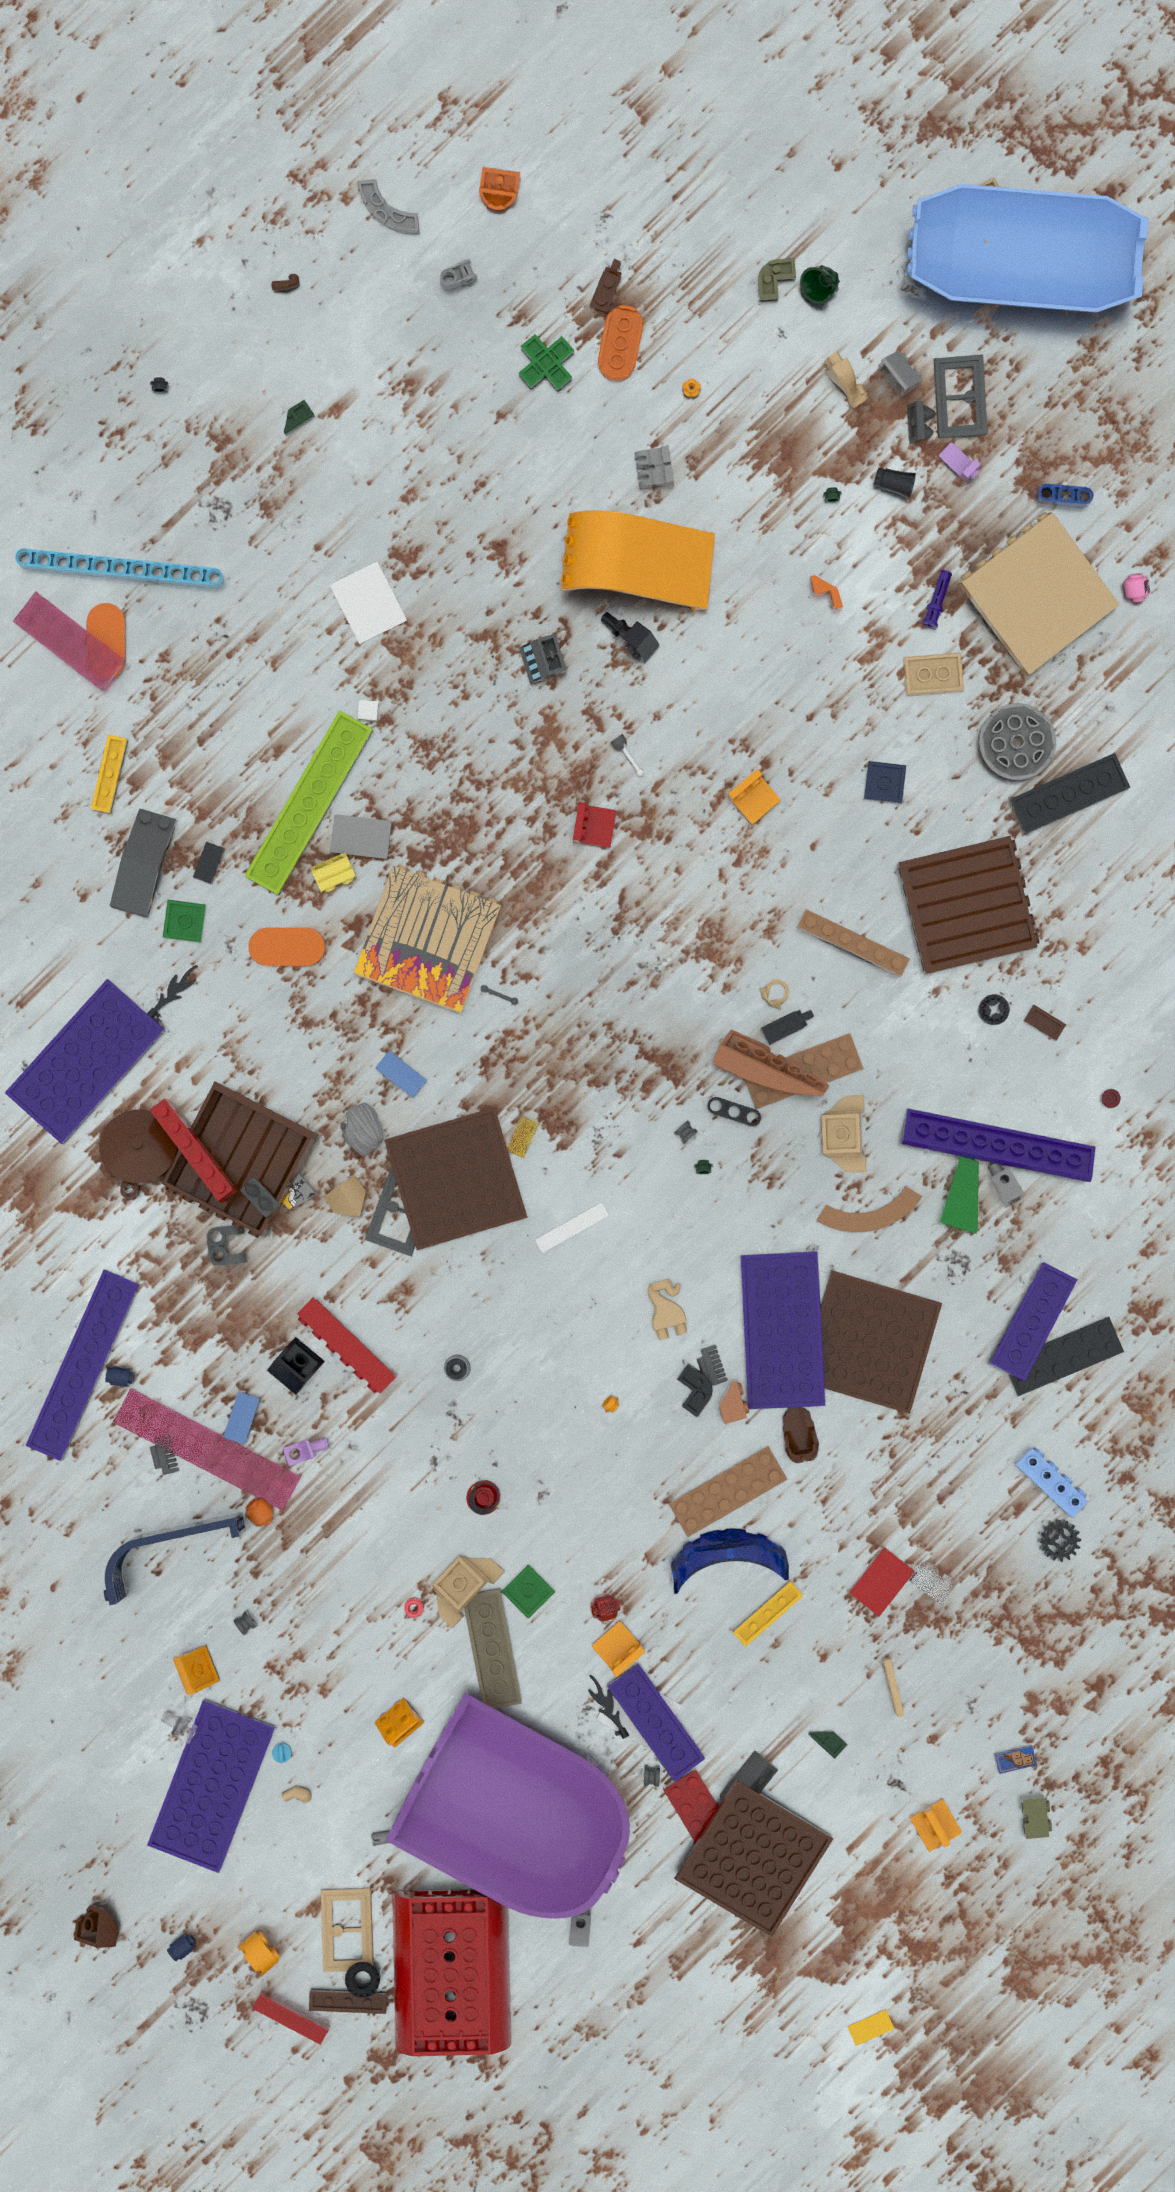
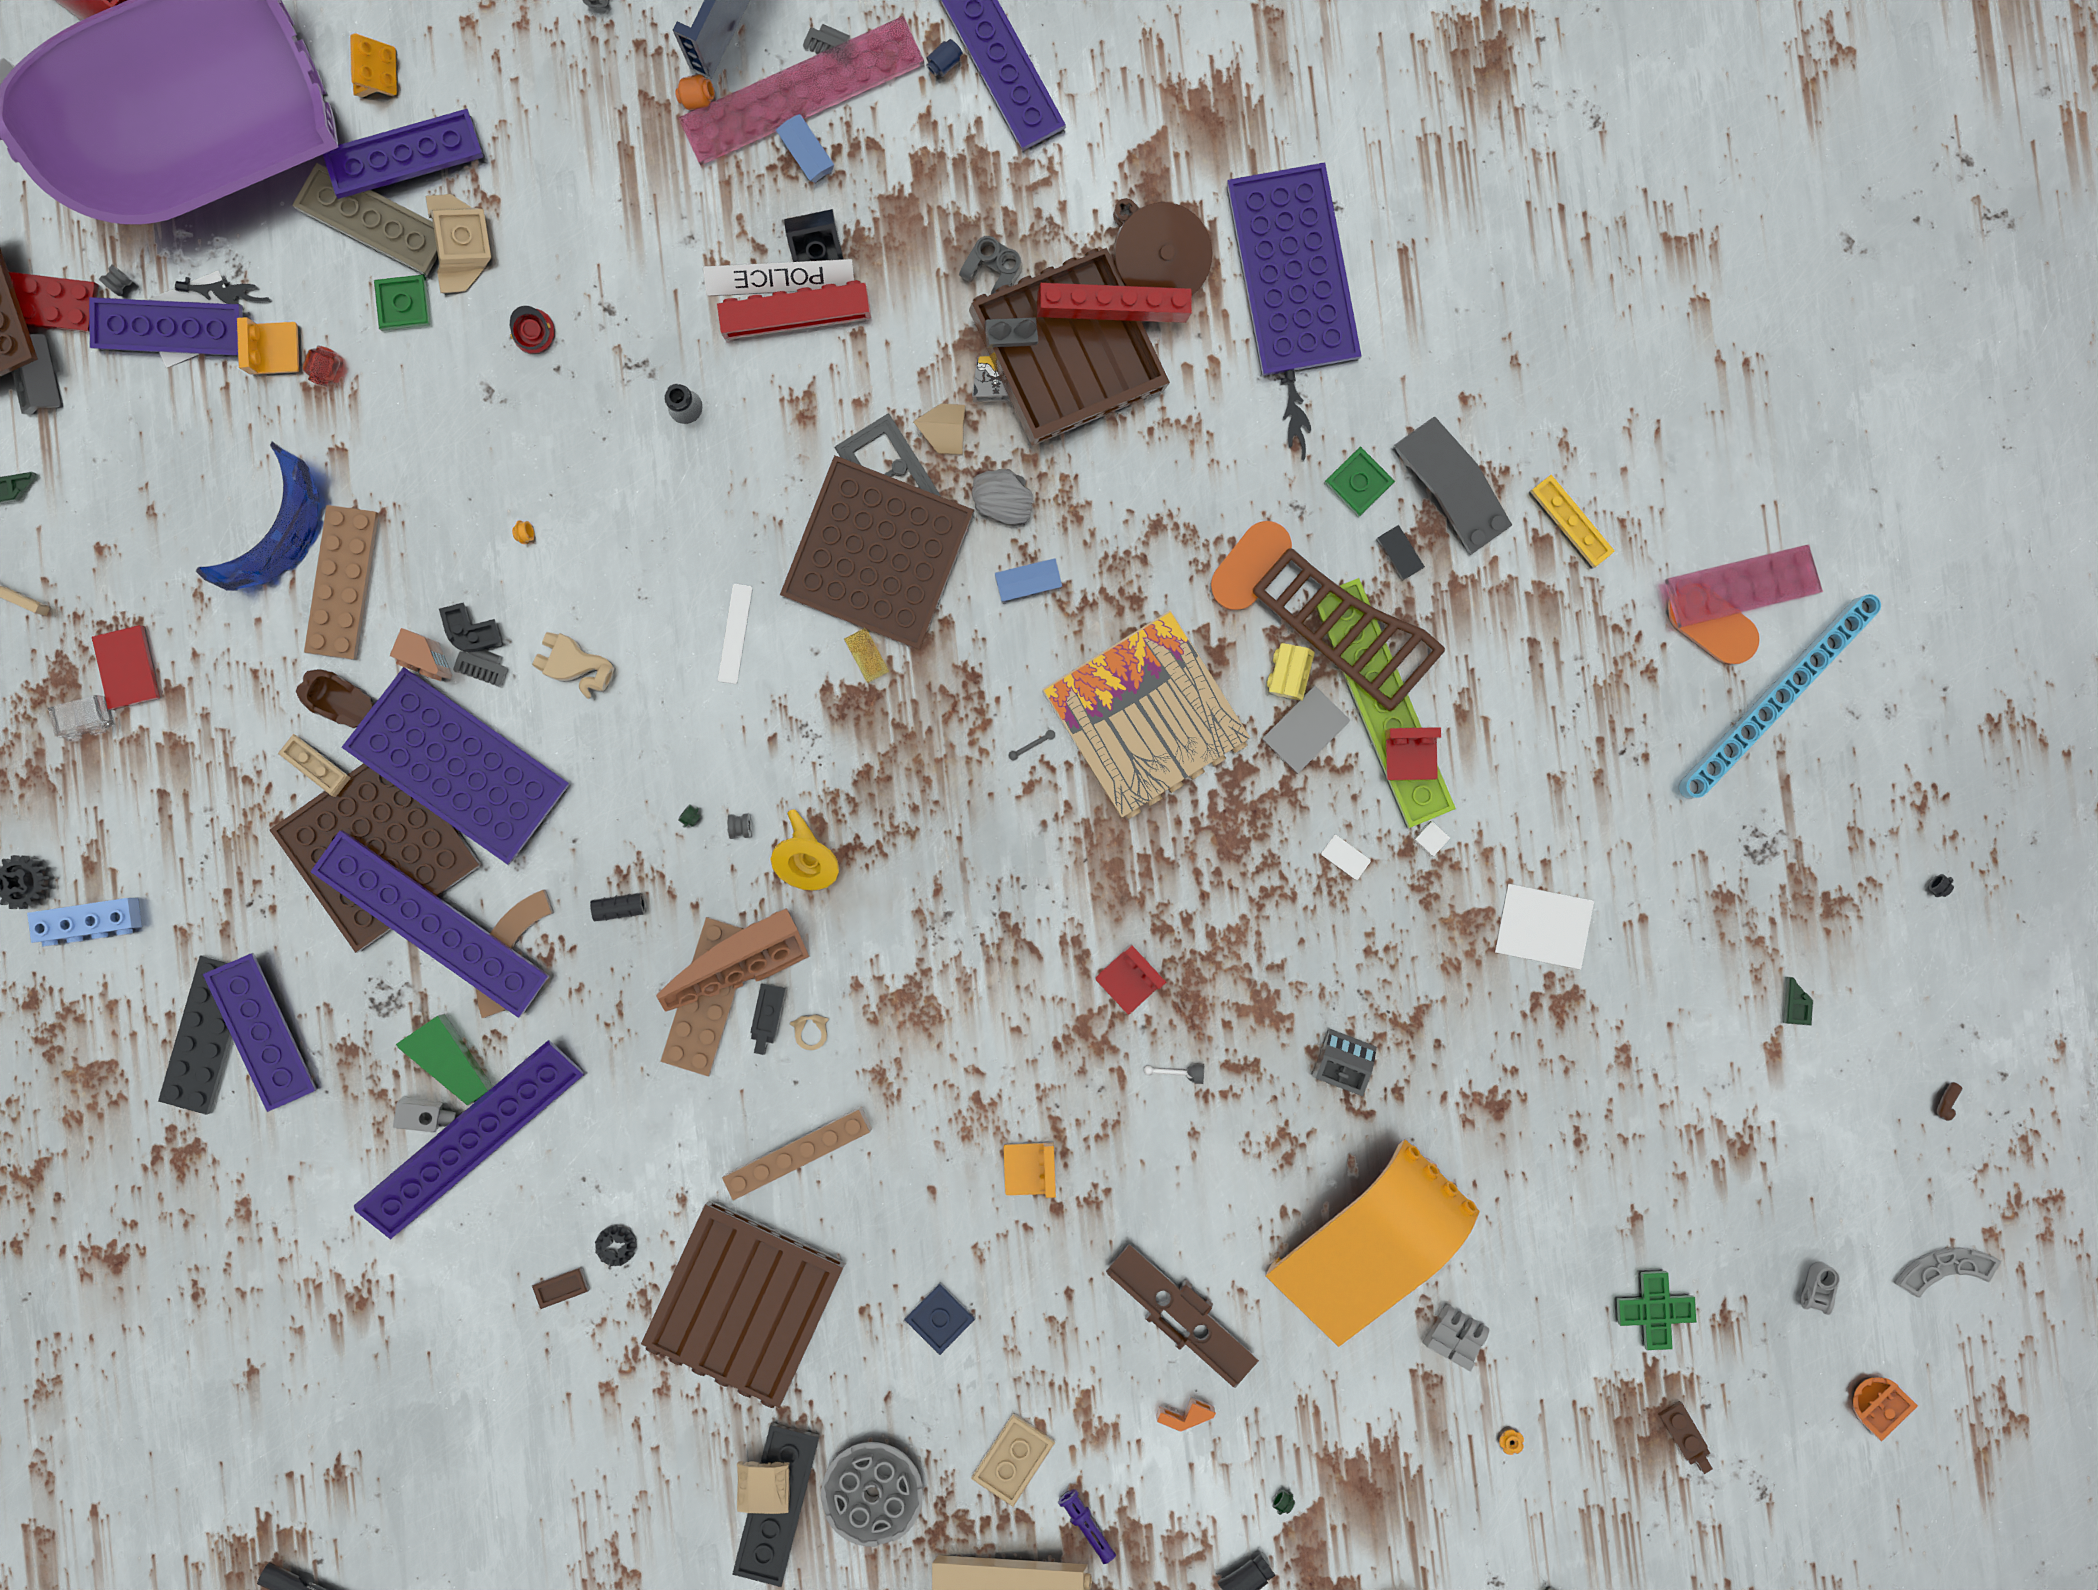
camera: 130 degrees right, 0 degrees up
(261, 852) = (1370, 613): none -> reddish brown bar
(306, 1450) = (721, 188): lavender bracket -> none
(327, 761) = (1412, 753): none -> red bracket
(334, 1372) = (776, 276): none -> white sticker
(409, 1612) = (475, 167): coral plate -> none
(419, 753) = (1346, 857): none -> white sticker
(435, 1659) = (402, 153): none -> dark purple plate
(620, 343) = (1616, 1404): orange tile -> none
(637, 638) = (1290, 1179): black brick -> none
(675, 1076) = (804, 860): none -> yellow piece
(743, 1111) = (712, 901): black beam -> none
(762, 640) = (1217, 1349): none -> reddish brown piece
(768, 1613) = (184, 525): yellow plate -> none
(791, 1167) = (617, 907): none -> black axle
(844, 1135) = (609, 989): tan piece -> none
(850, 1418) = (314, 765): none -> tan tile
(889, 1270) = (429, 923): none -> dark purple plate
(1064, 808) = (763, 1487): none -> tan slope
(1110, 1098) = (428, 1294): dark red tile -> none

